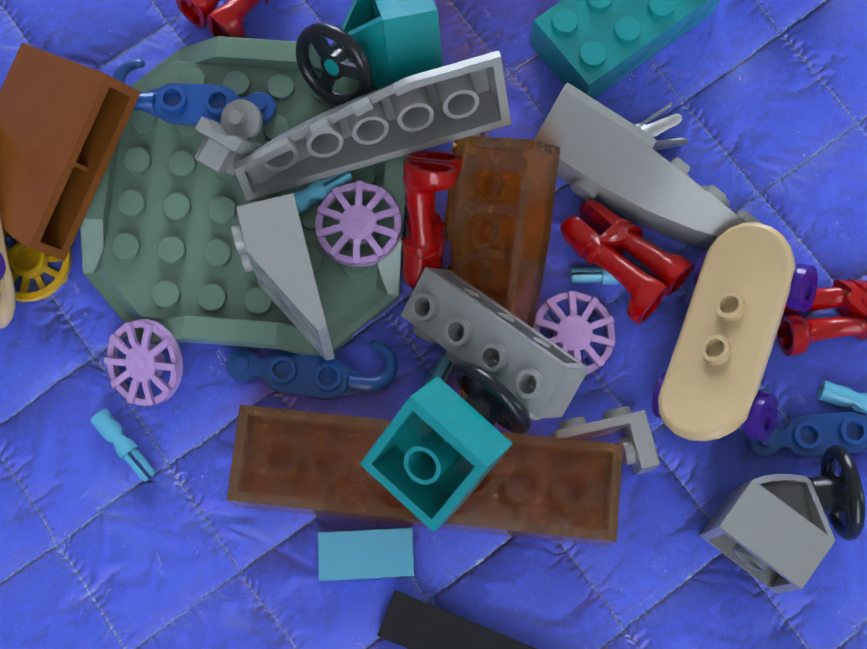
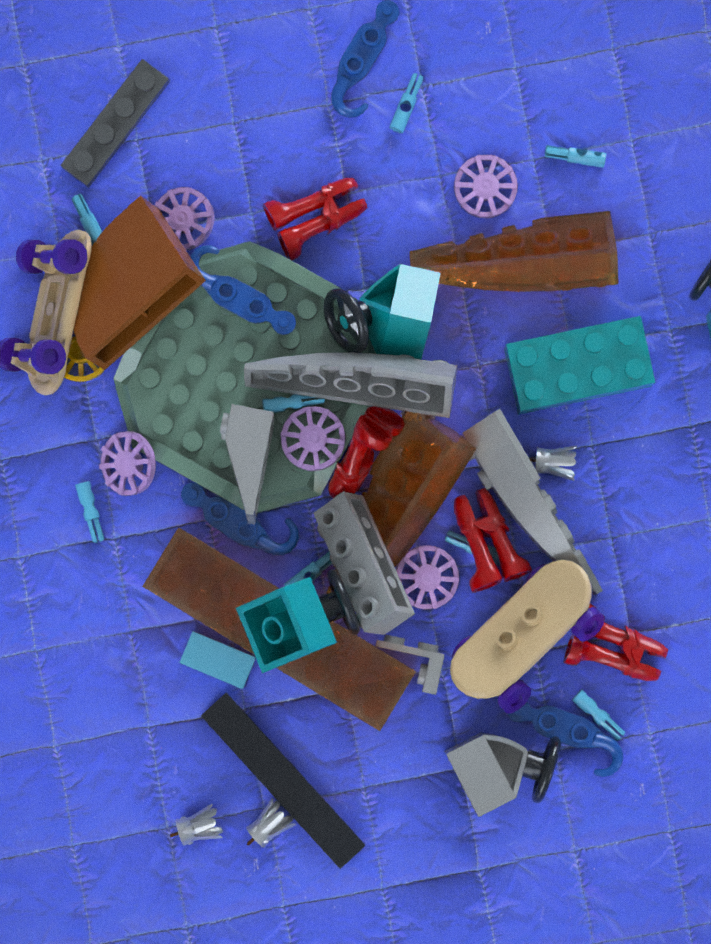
camera: 30 degrees right, 10 degrees up
(89, 52) = (184, 218): none -> lavender wheel
(231, 138) = (252, 343): light grey hips -> none

